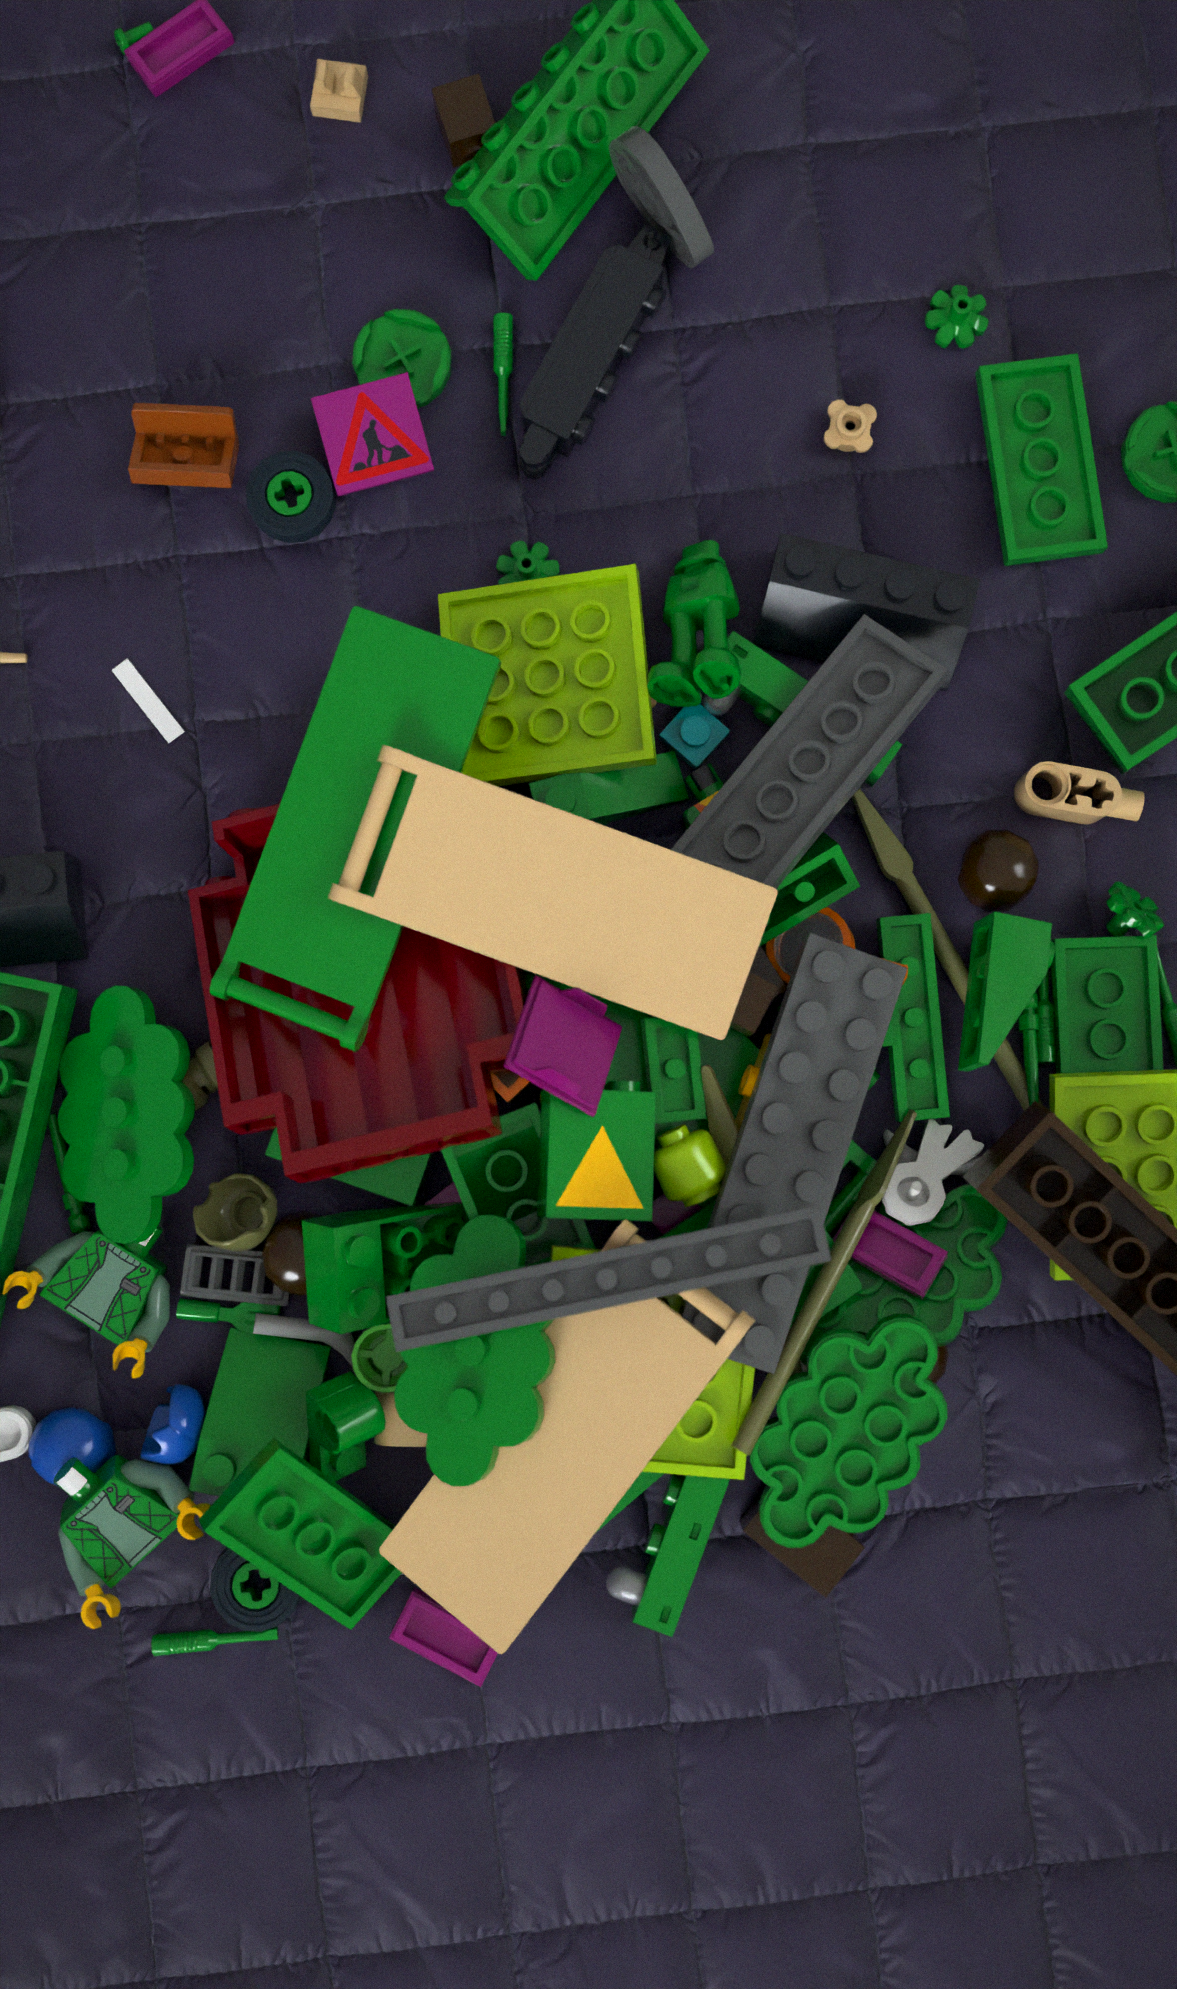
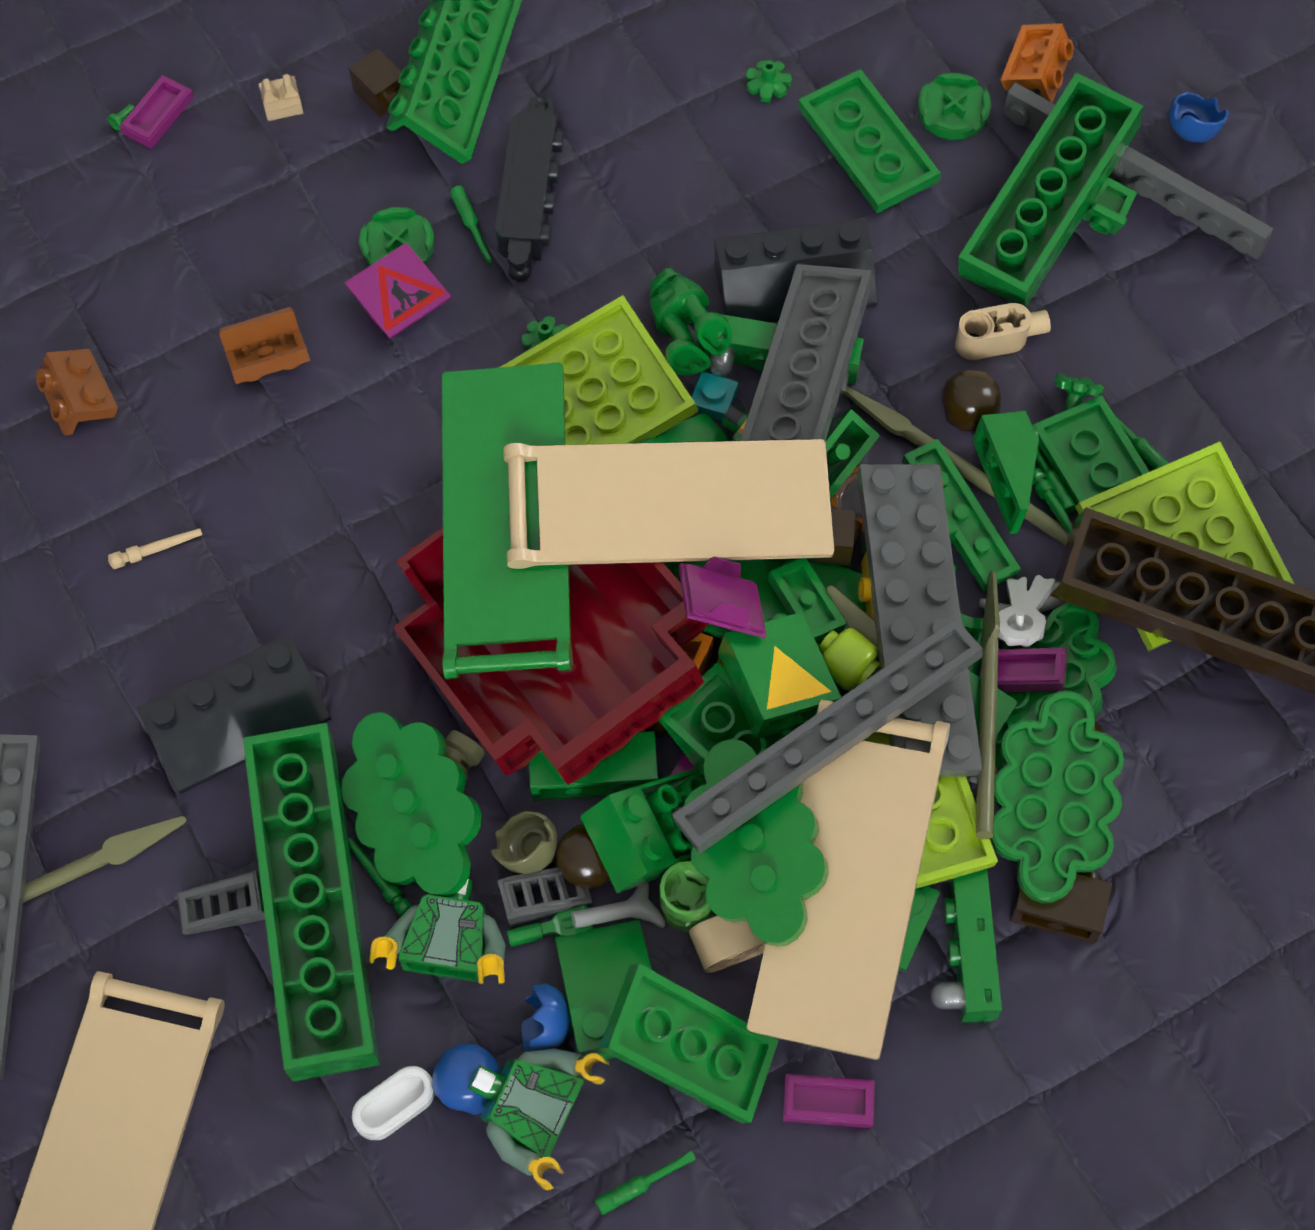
camera: 20 degrees left, 20 degrees down
(148, 701) = (304, 526): white sticker -> none
(240, 1604) = (654, 1142): black bush -> none
(313, 508) = (348, 369): black bush -> none
(339, 1422) = (673, 946): green plate -> none
(660, 194) = (533, 73): dark grey piece -> none
(850, 440) = (729, 177): tan plate -> none

